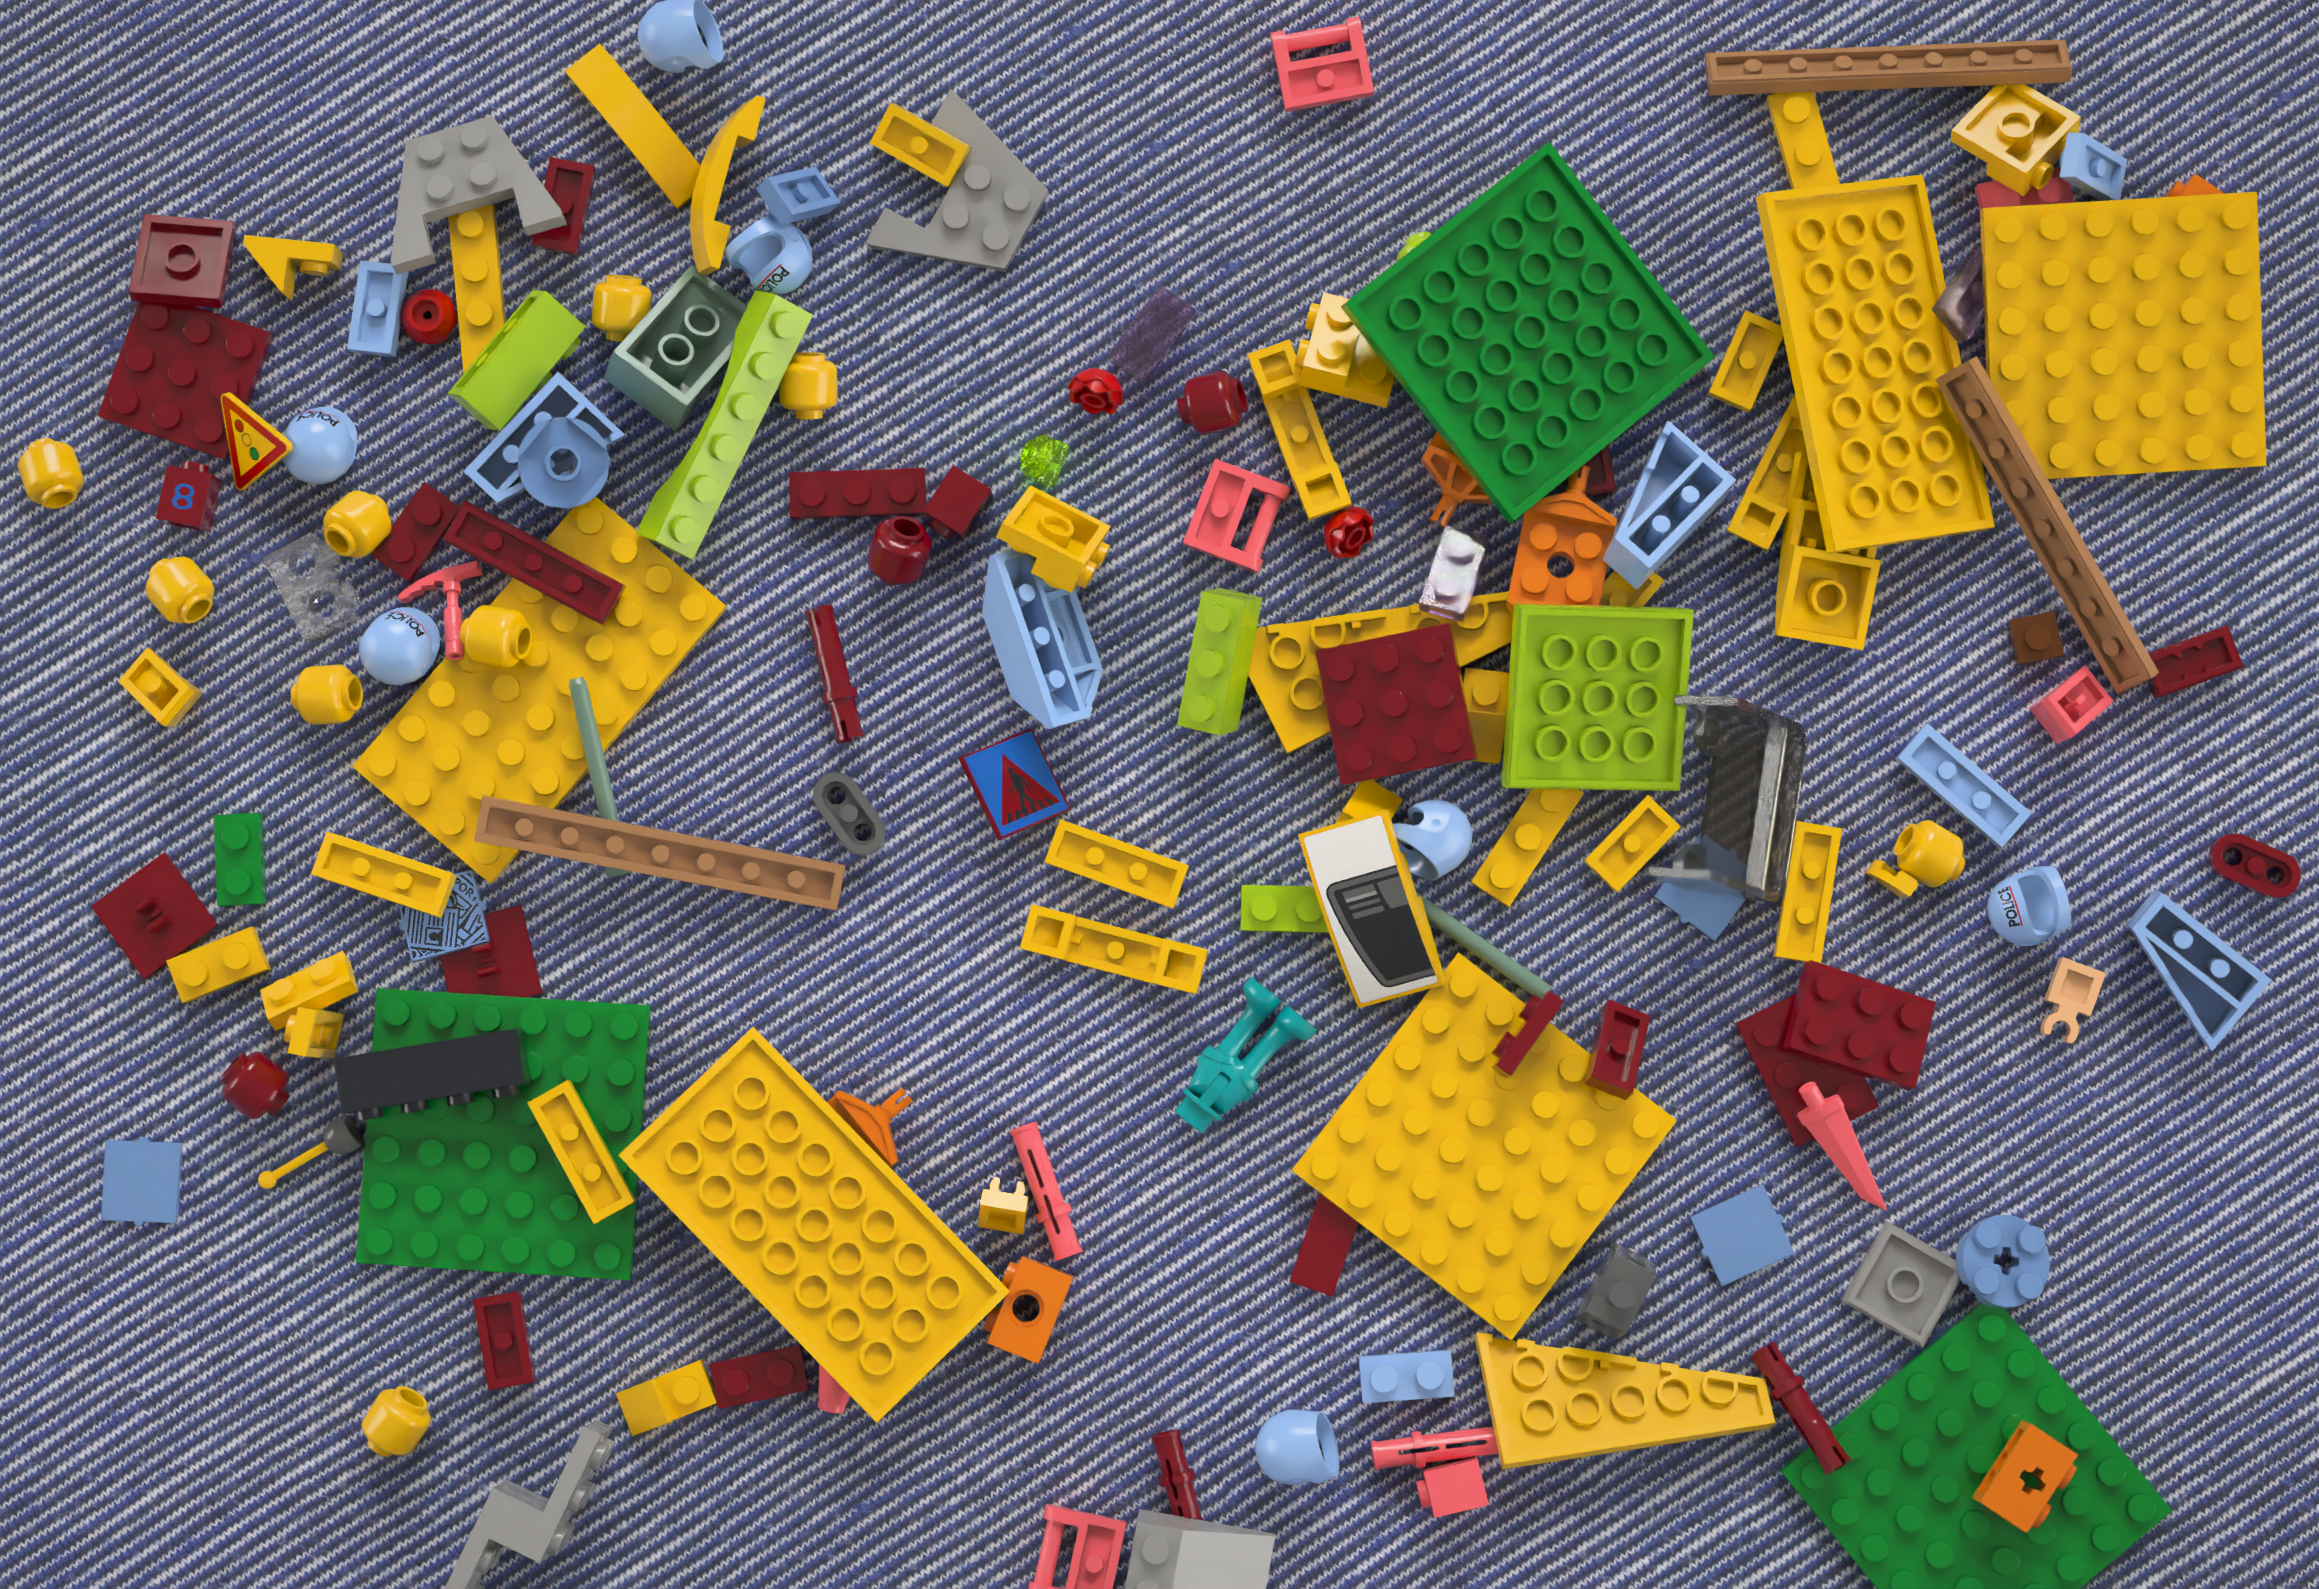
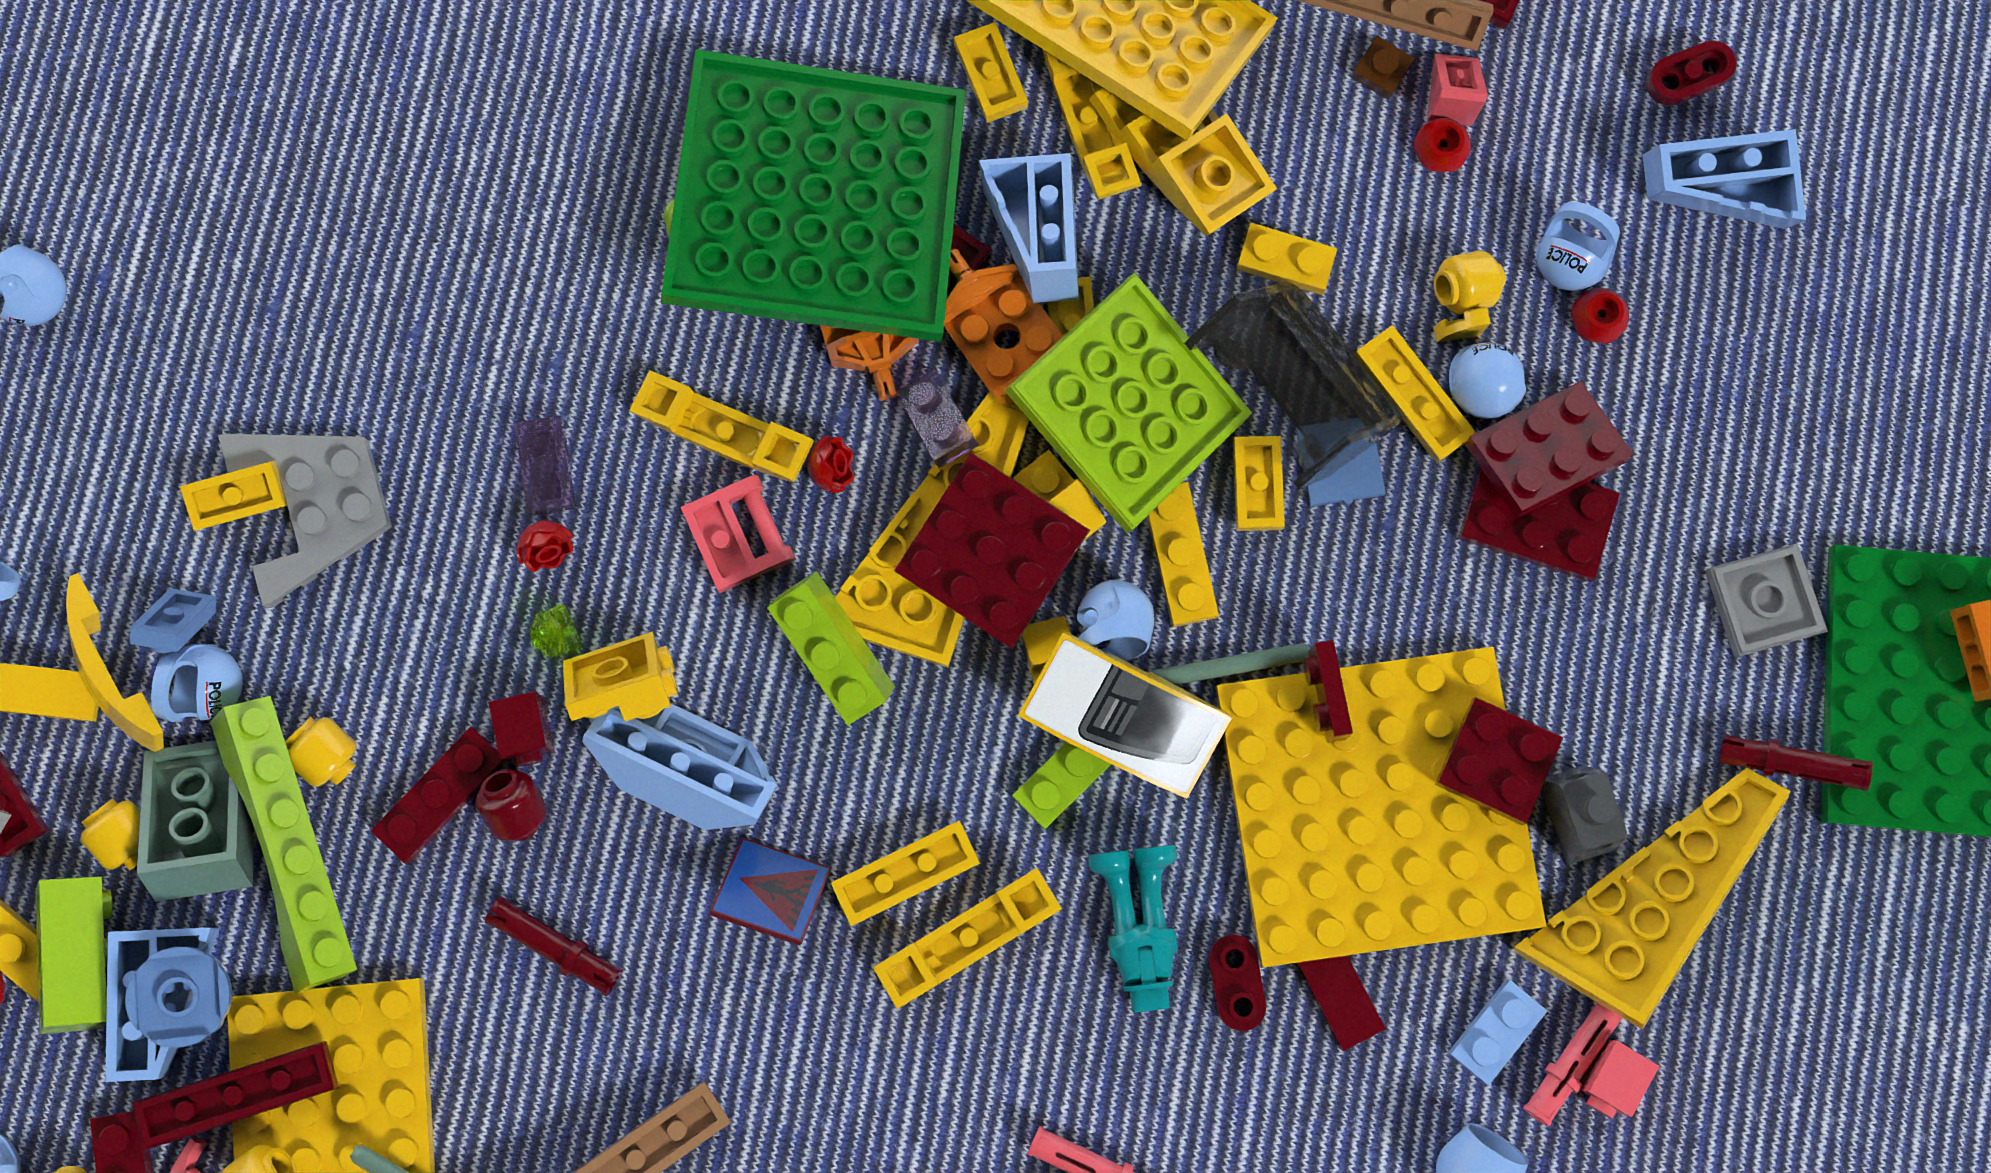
camera: 55 degrees left, 5 degrees down
(849, 814) = (669, 1040): dark grey plate -> none
(1212, 402) = (638, 469): dark red head -> none
(1265, 1164) = (1237, 982): none -> dark red plate
(1327, 77) = (488, 166): coral plate -> none
(1340, 357) = (700, 342): yellow plate -> none
(1595, 1198) = (1499, 761): none -> dark red plate
(1617, 1050) = (1402, 638): dark red plate -> none
(1741, 1235) = (1620, 682): medium blue piece -> none
(1819, 706) = (1286, 258): none -> yellow plate
(1833, 1131) = (1612, 542): coral bar -> none
(1867, 933) = (1487, 380): none -> light blue helmet
(1963, 786) = (1442, 214): light blue plate -> none
(1986, 973) = (1590, 325): none -> red plate
(2003, 739) = (1440, 158): none -> red plate
(2028, 1254) = (1835, 496): medium blue plate -> none
(2073, 991) = (1664, 279): light nougat plate -> none

